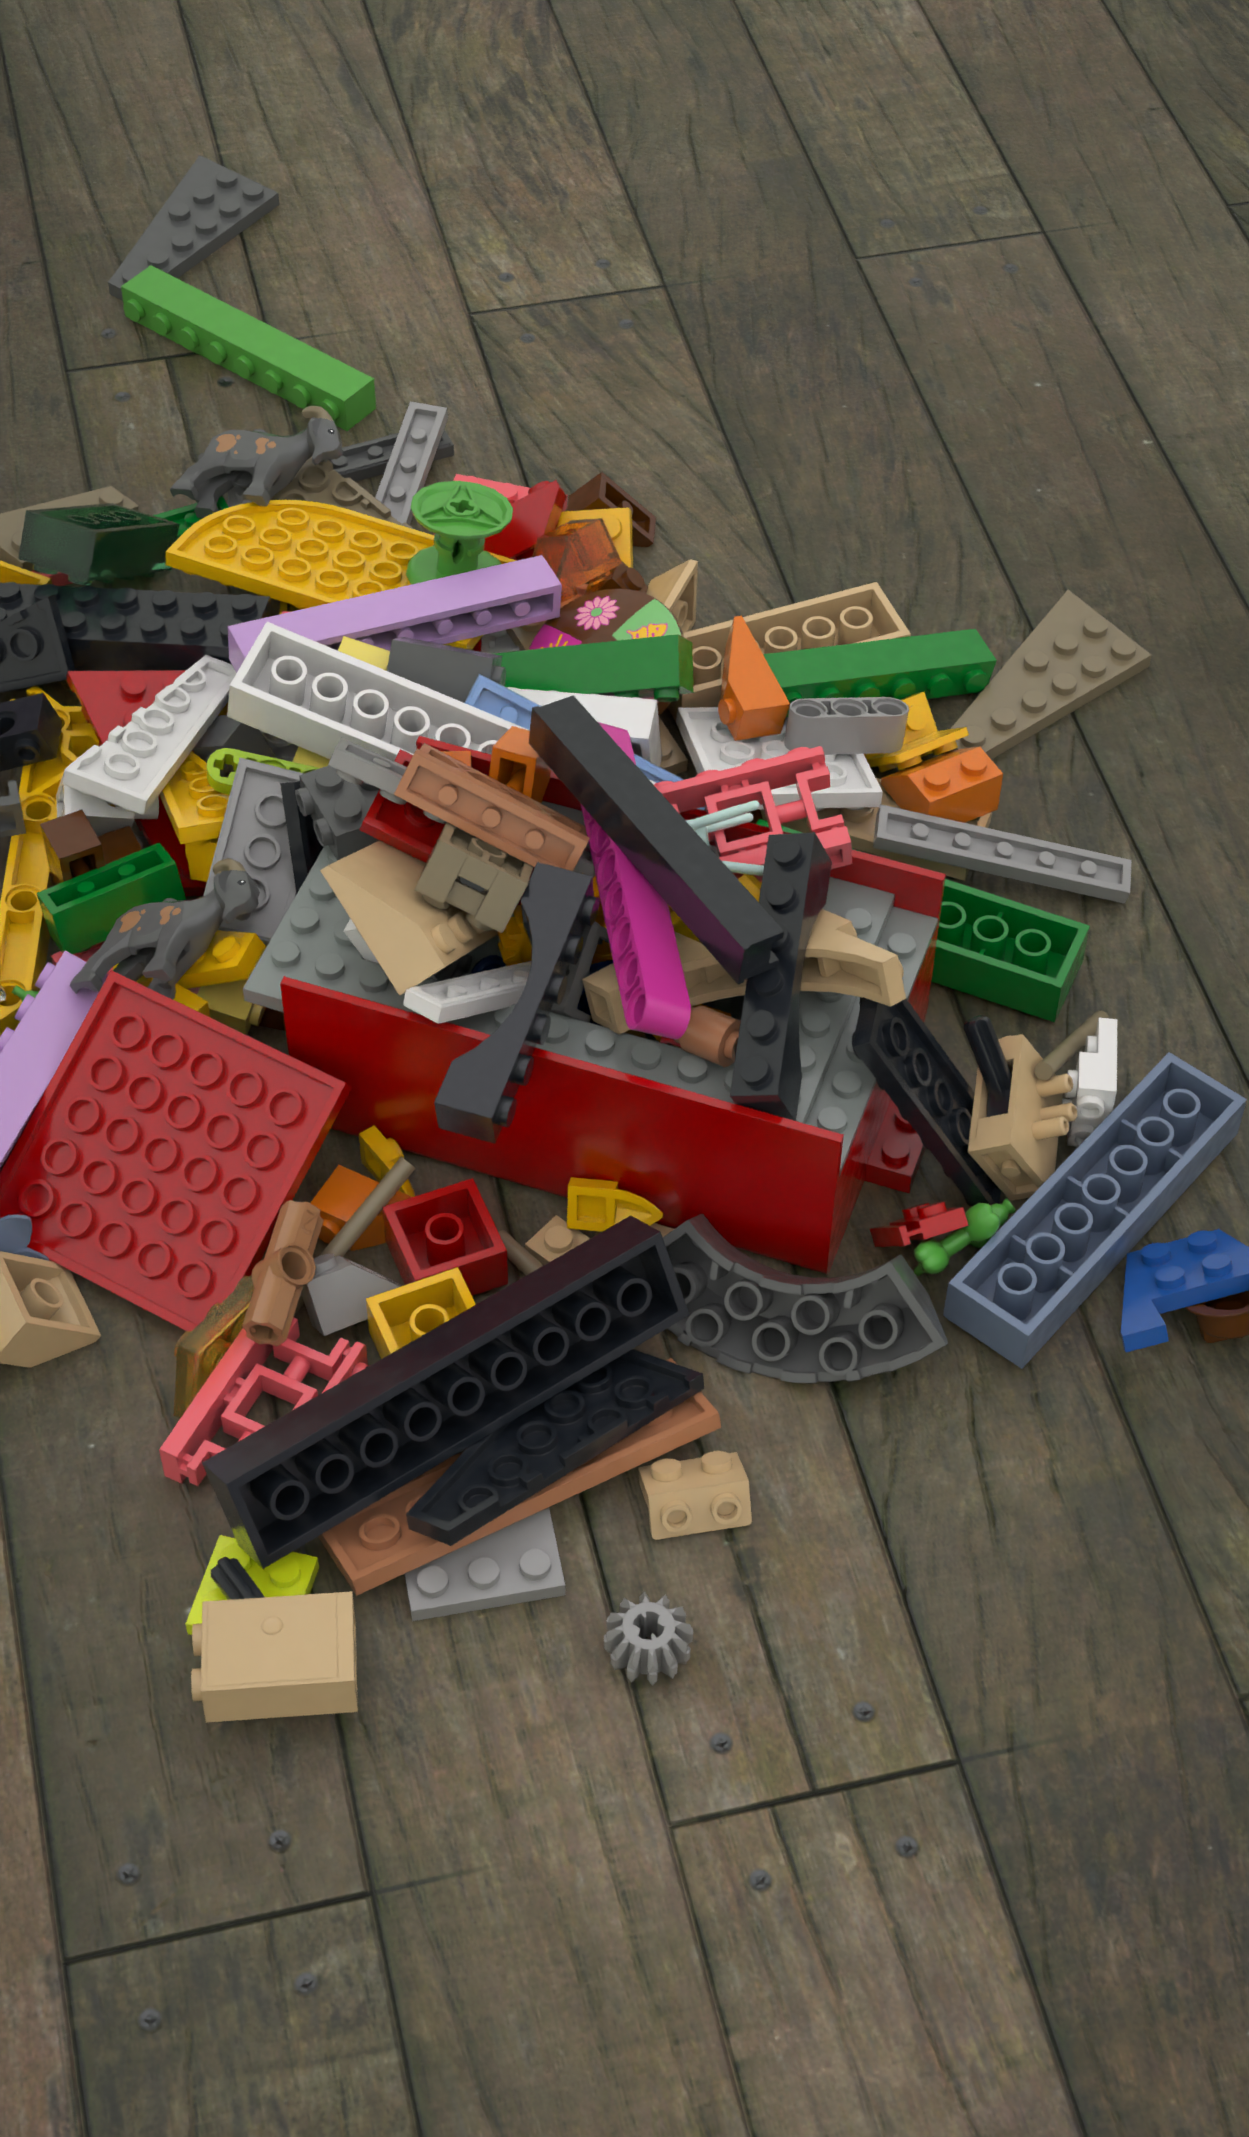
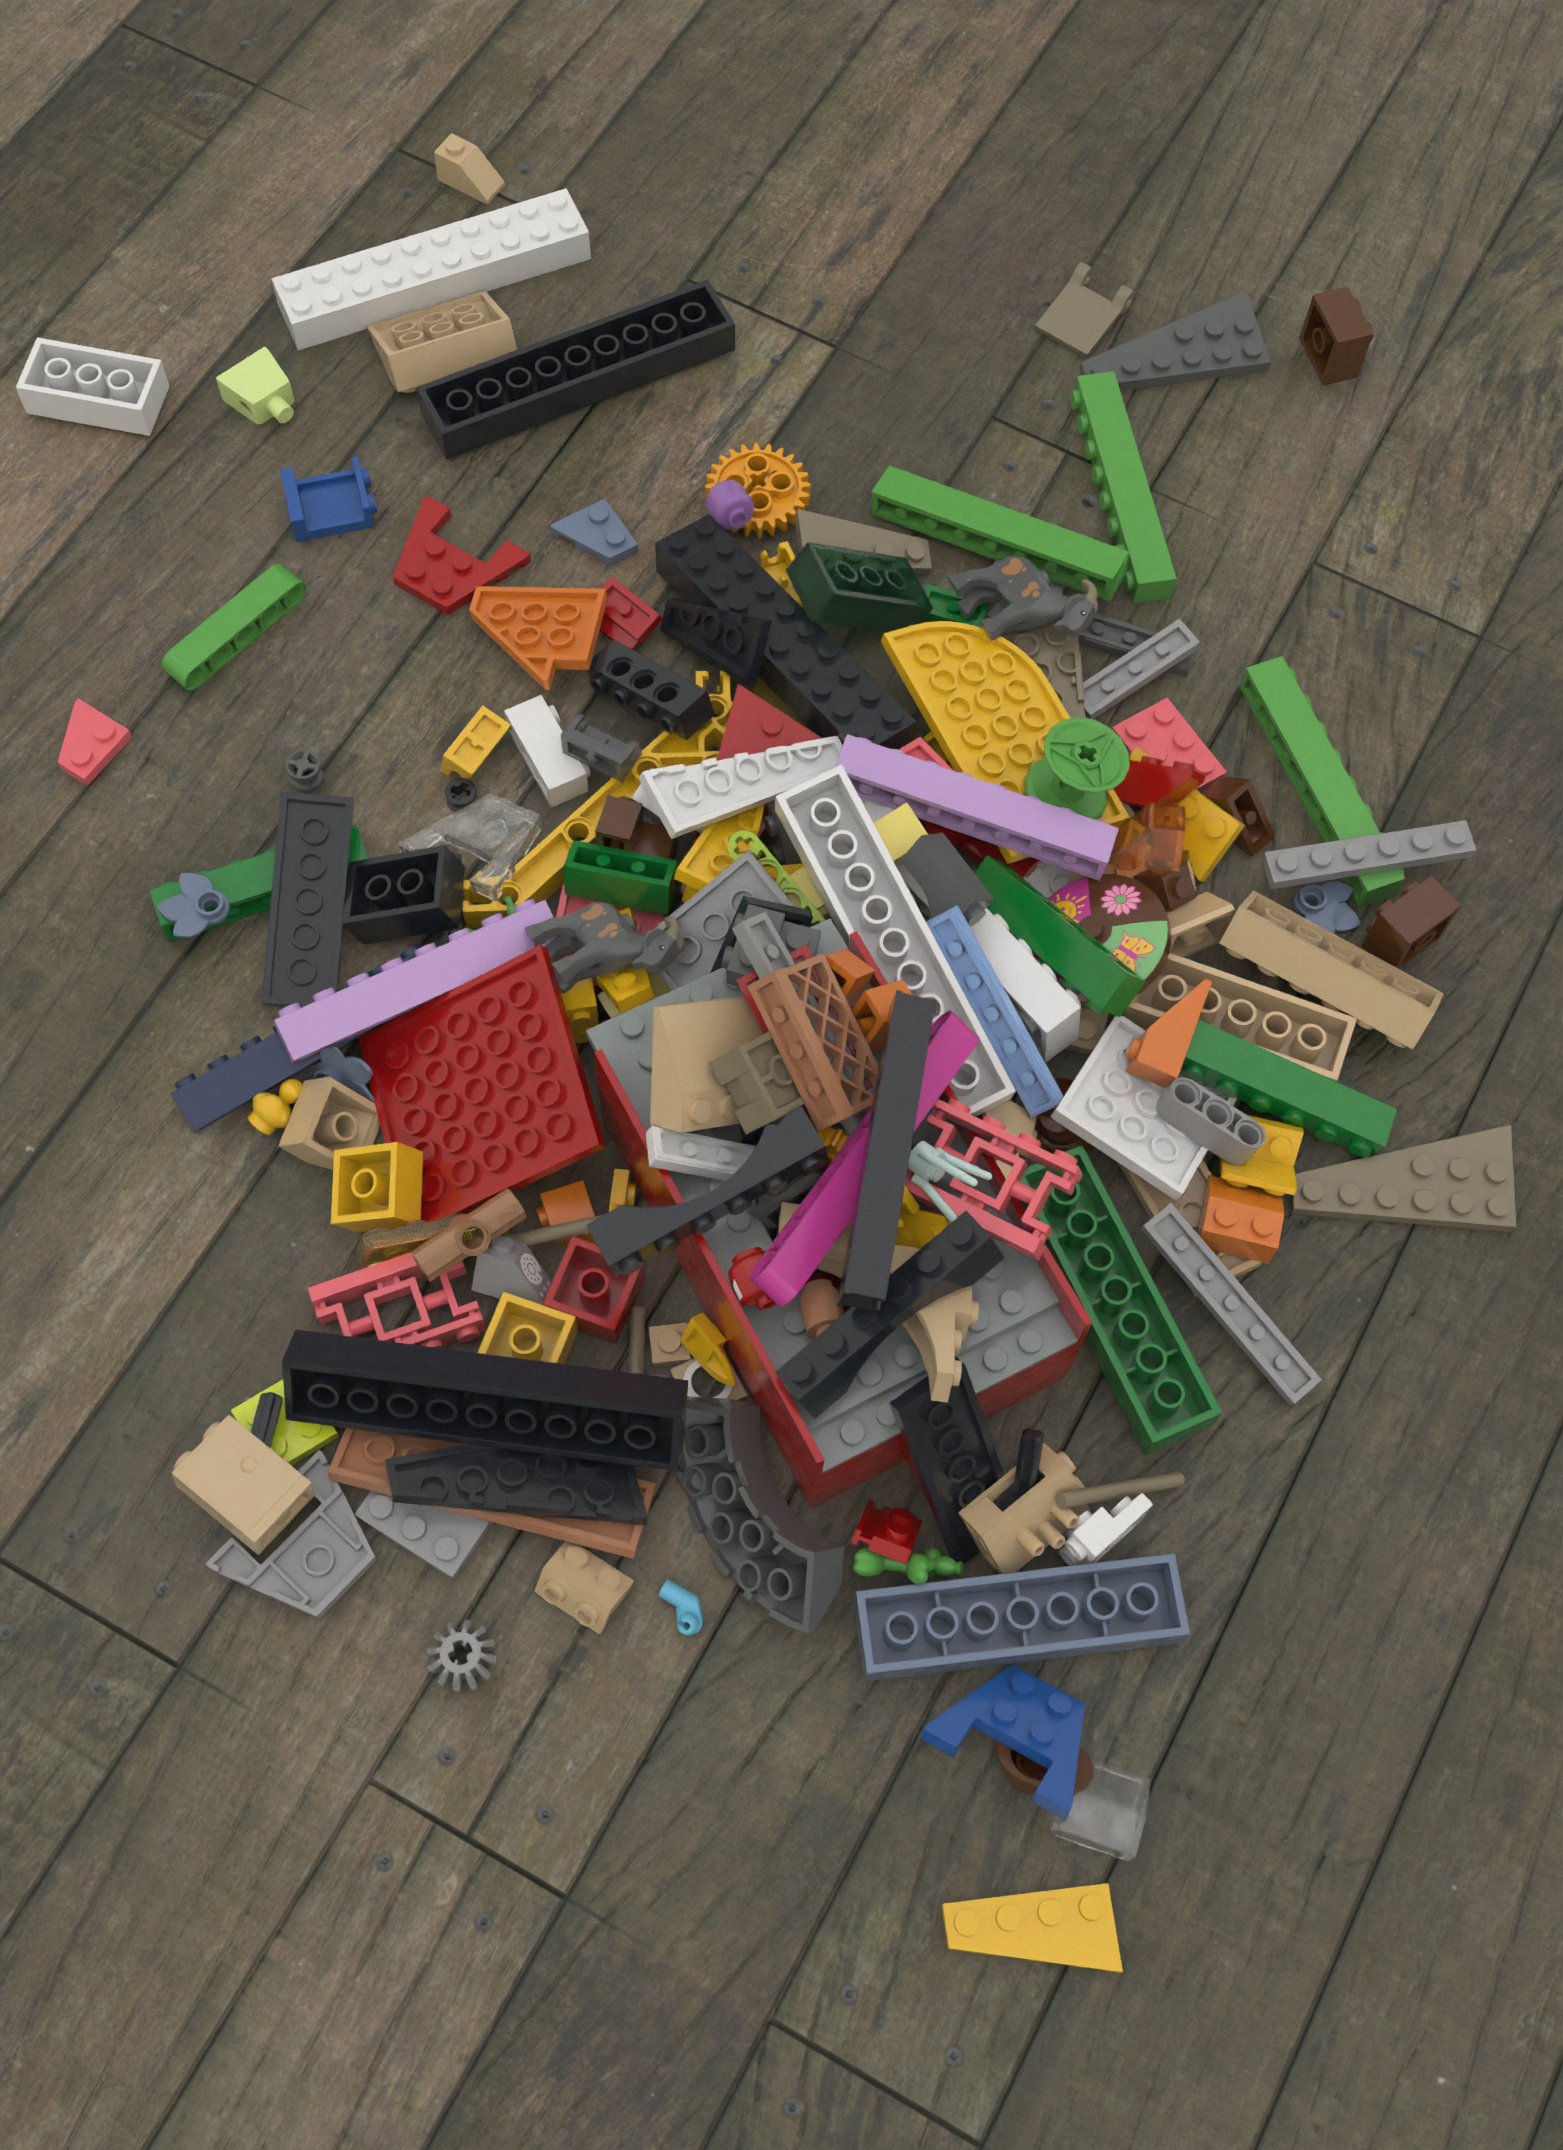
camera: 40 degrees right, 15 degrees up
(68, 252) = (1082, 316): none -> dark tan flag
(137, 1312) = (376, 1186): none -> yellow brick
(162, 438) = (998, 531): none -> bright green brick
(318, 138) = (1336, 335): none -> reddish brown brick
(415, 1686) = (315, 1561): none -> light grey wing
(627, 1049) = (745, 1290): none -> red head
(652, 452) = (1314, 768): none -> bright green brick
(753, 469) = (1368, 854): none -> light grey plate
(756, 541) = (1330, 906): none -> sand blue plate
(805, 1435) = (687, 1607): none -> medium azure arm
(823, 564) = (1331, 970): none -> tan brick
(839, 497) = (1411, 922): none -> reddish brown brick

